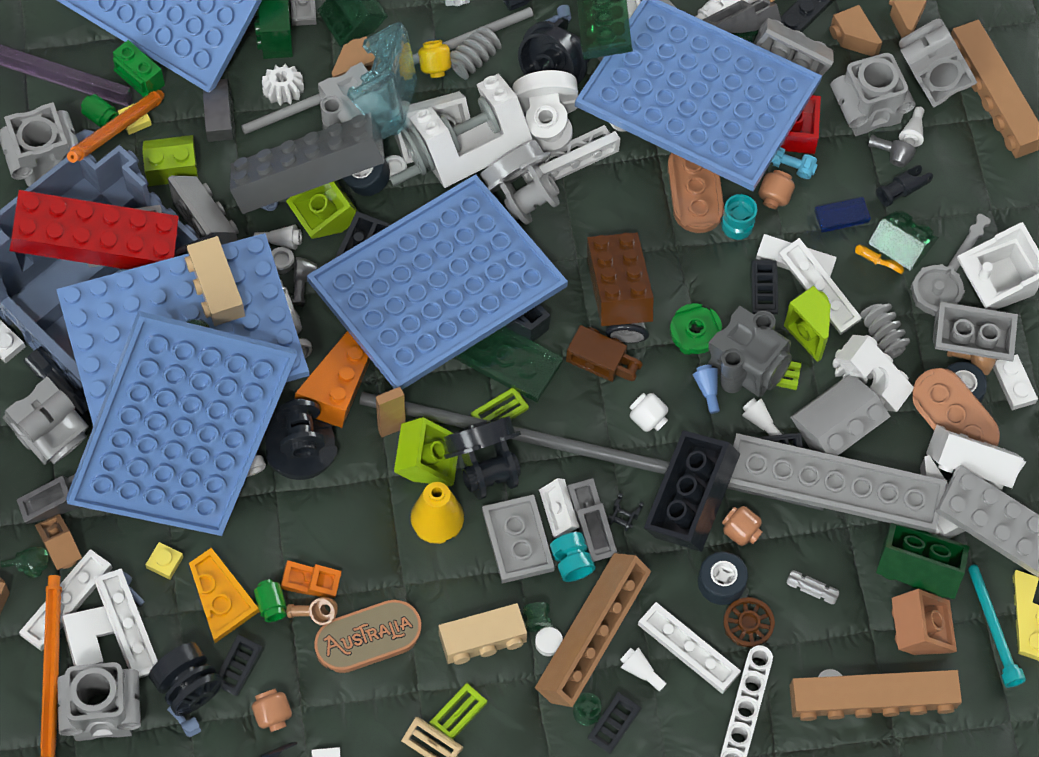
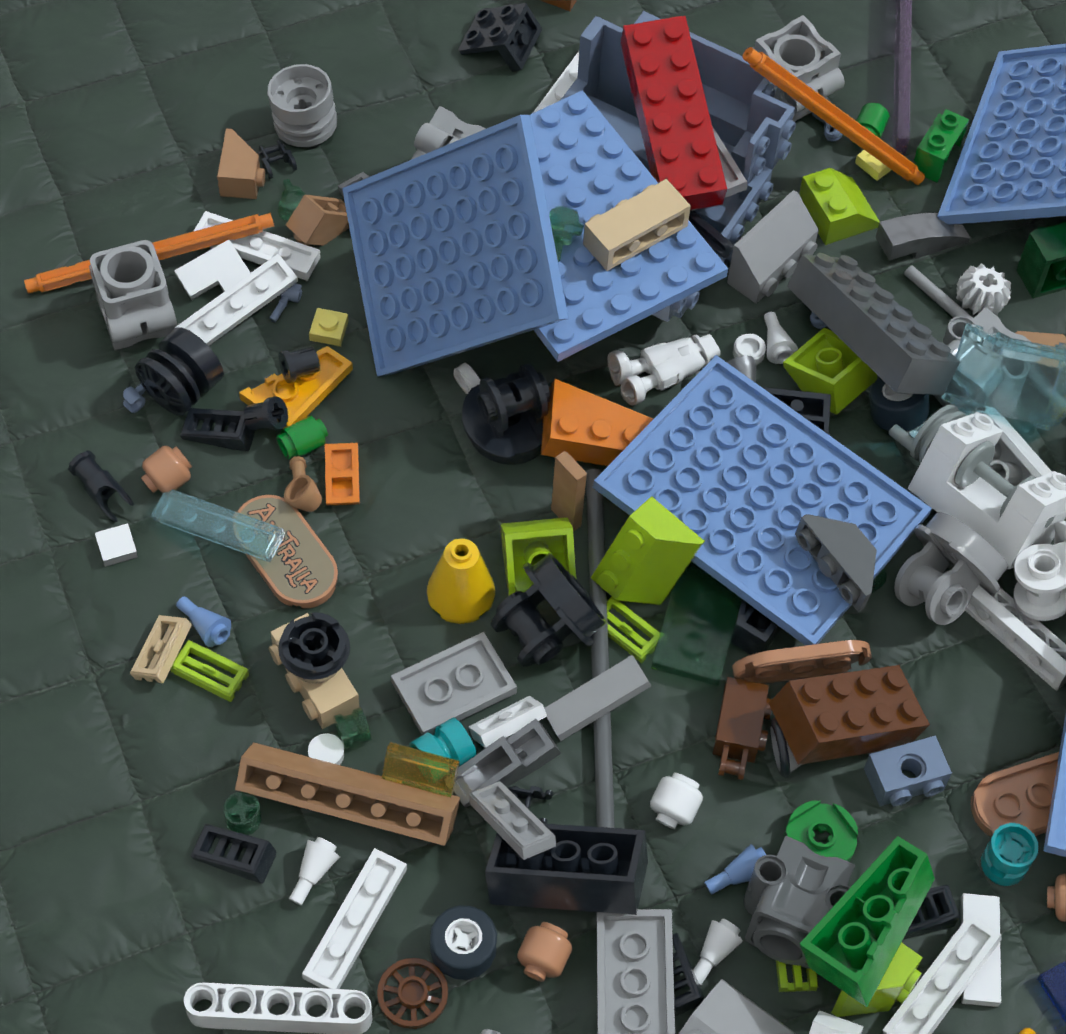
camera: 75 degrees right, 5 degrees down
(207, 585) = (298, 363): none -> black bush
(247, 620) = (269, 414): none -> black bush
(334, 679) = (218, 524): none -> clear light blue tile
(420, 704) = (210, 626): none -> medium blue cone
(460, 373) = (647, 555): none -> lime slope
(483, 618) = (314, 647): none -> black cone
(510, 239) = (841, 554): none -> dark grey slope
(557, 441) = (596, 697): none -> light grey tile
(567, 299) = (802, 661): none -> nougat tile
(591, 572) = (420, 769): none -> clear yellow tile
(648, 517) = (512, 820): none -> light grey tile
(658, 246) = (920, 757): none -> sand blue brick
(795, 310) = (869, 921): none -> green wedge

